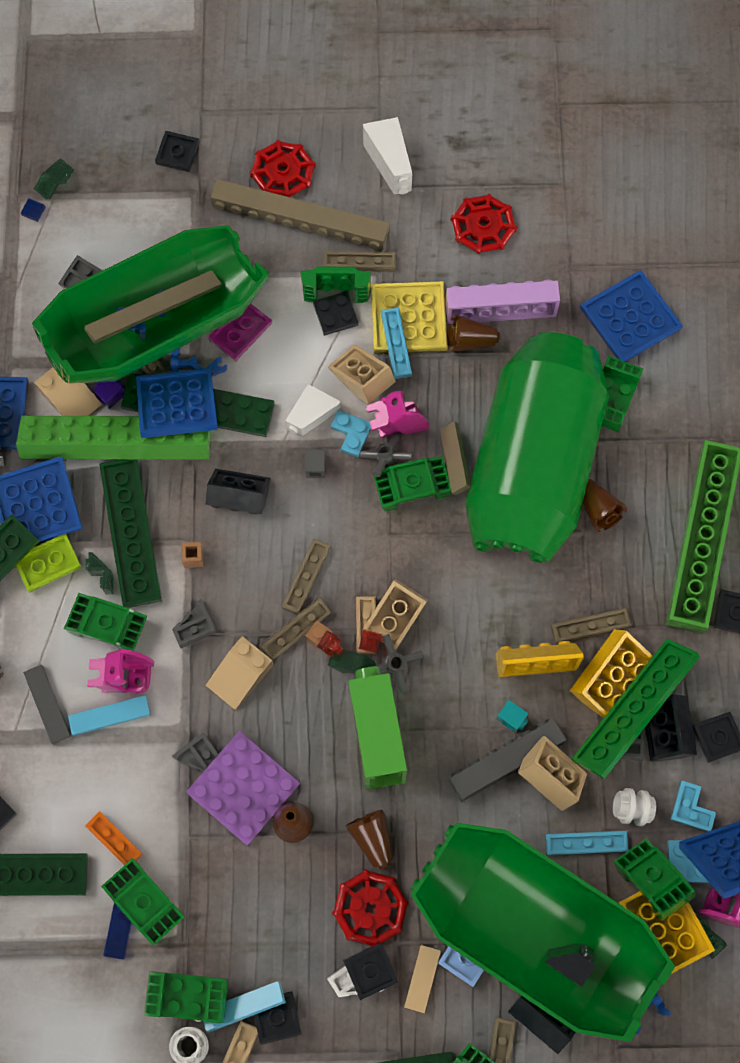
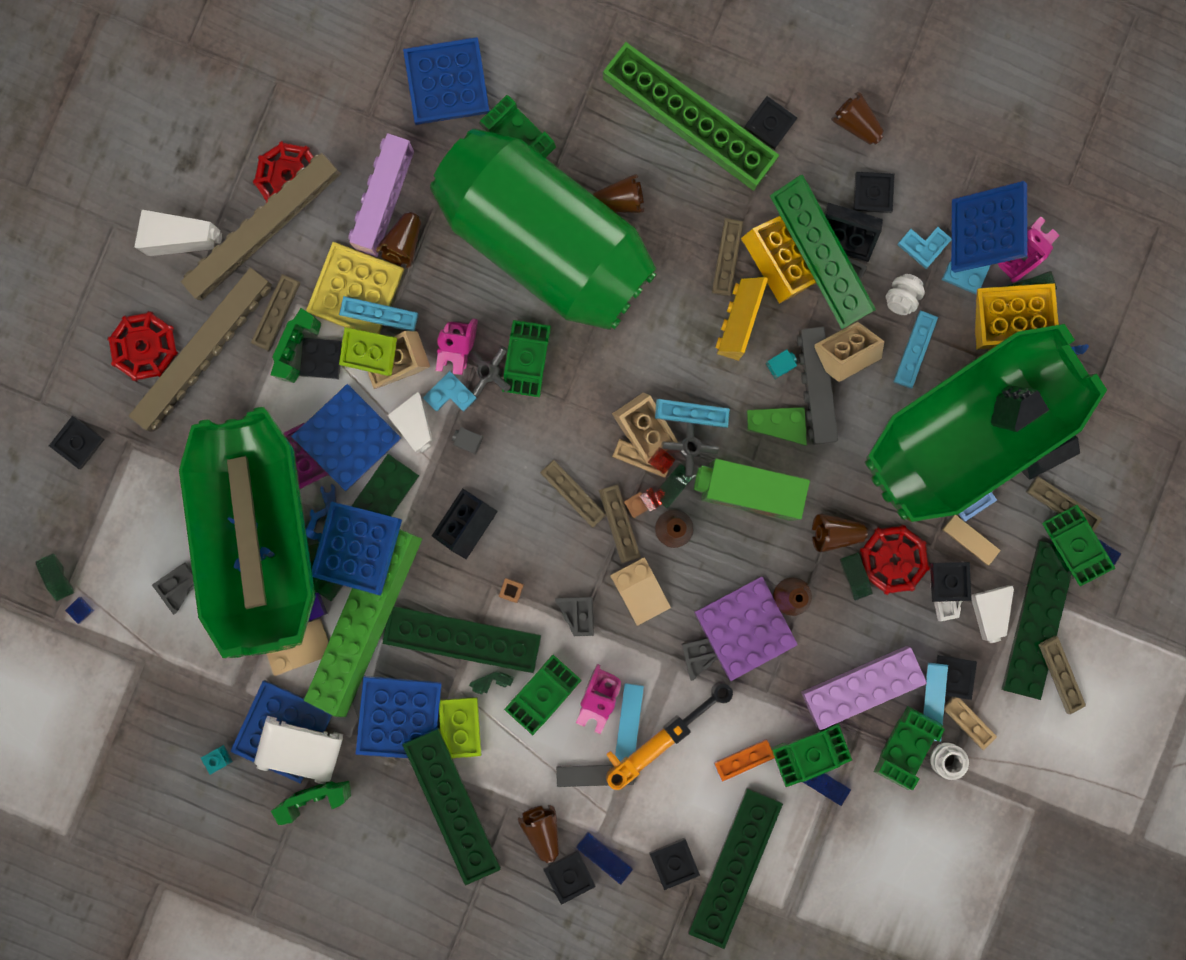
camera: 65 degrees left, 15 degrees up
(101, 750) = (672, 733): none -> light orange piece
(229, 928) = (863, 687): none -> lavender brick
(273, 360) = (346, 437): none -> blue plate
(312, 682) = (665, 531): none -> reddish brown cone
(337, 875) = (856, 576): none -> clear green slope
(358, 345) = (368, 351): none -> lime plate
(358, 1031) = (993, 612): none -> white slope
(427, 651) = (692, 413): none -> medium azure tile
(428, 218) = (260, 227): none -> dark tan brick
(455, 458) = (520, 309): dark tan tile -> none
(455, 739) = (780, 423): none -> bright green wing
(655, 878) = (975, 306): green plate -> none

